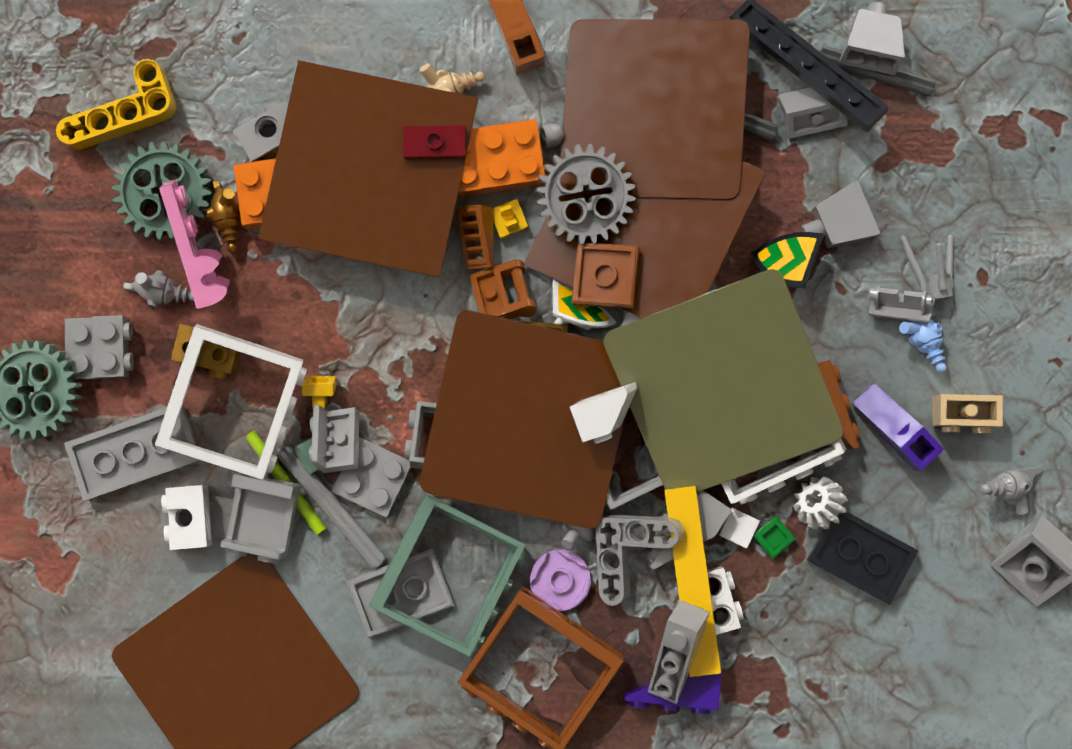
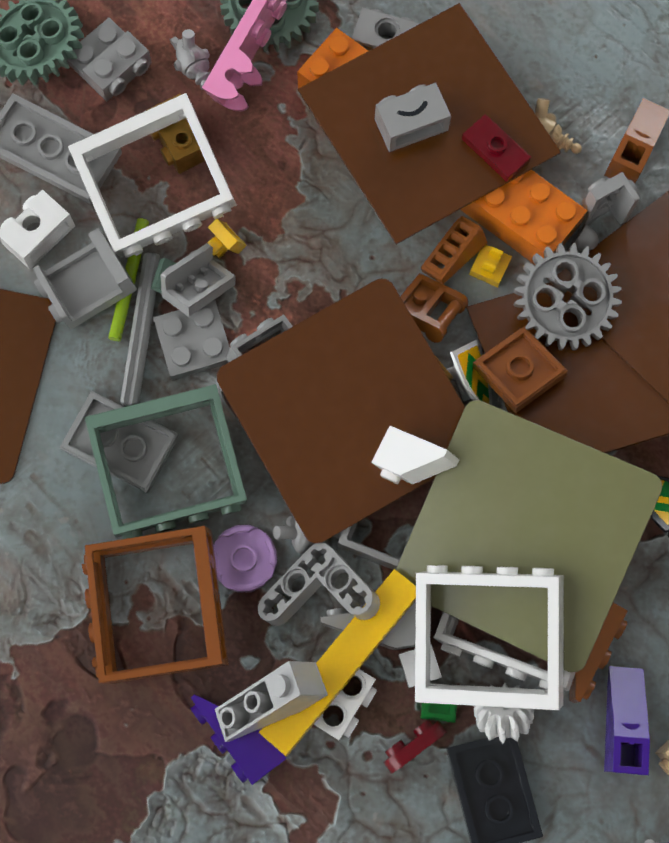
camera: 45 degrees right, 10 degrees down
(224, 214) = (291, 59): pearl gold piece -> none
(358, 180) = (412, 116): none -> light grey brick
(543, 84) = (613, 195): none -> light grey bracket
(788, 567) = (401, 754): none -> dark red plate
(803, 506) = (480, 695): none -> white window

